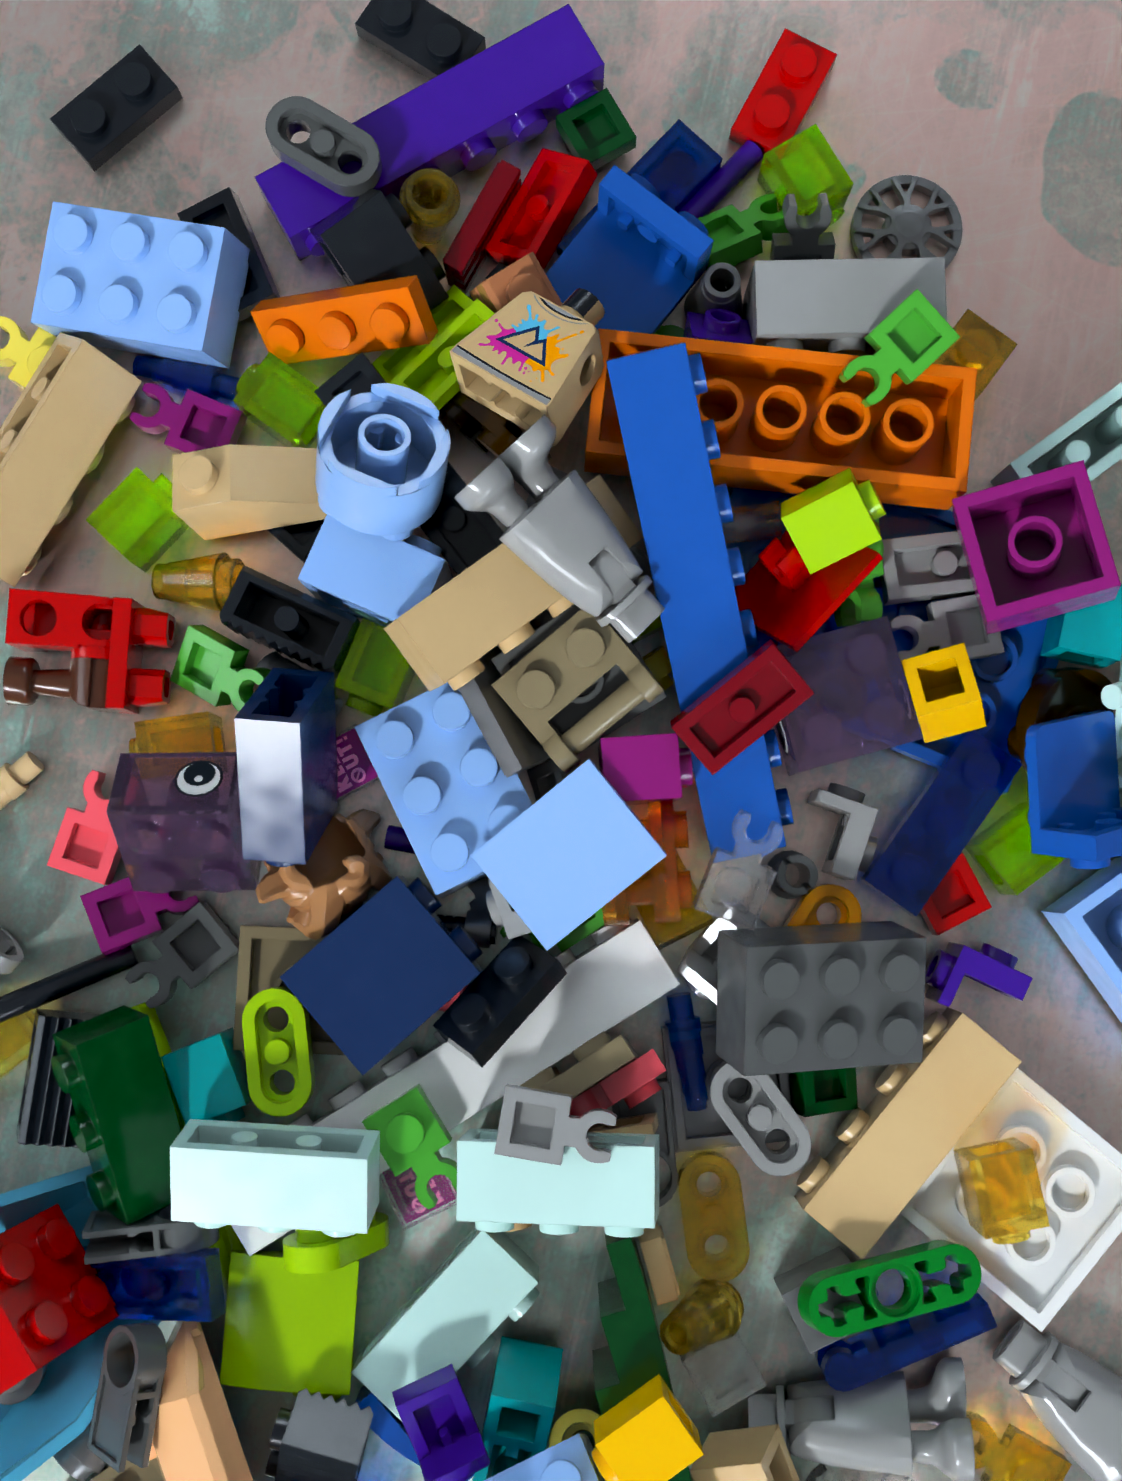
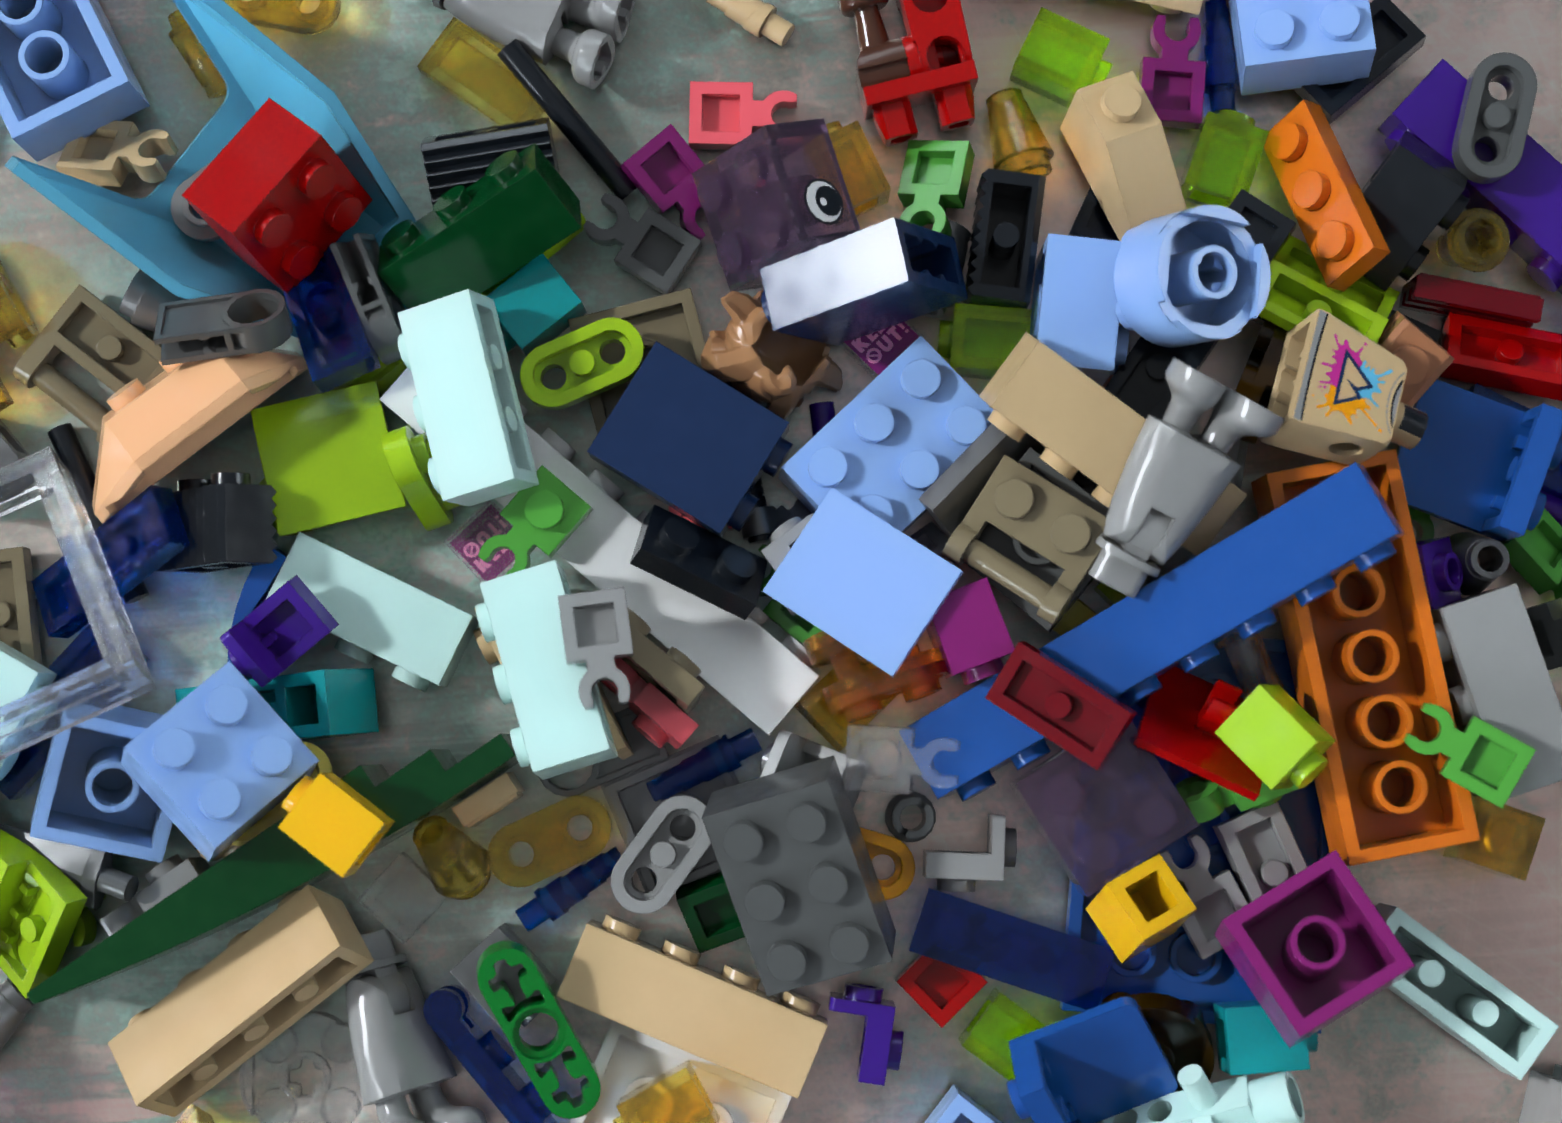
camera: 75 degrees right, 0 degrees up
(762, 1213) = (566, 891): none -> clear blue animal

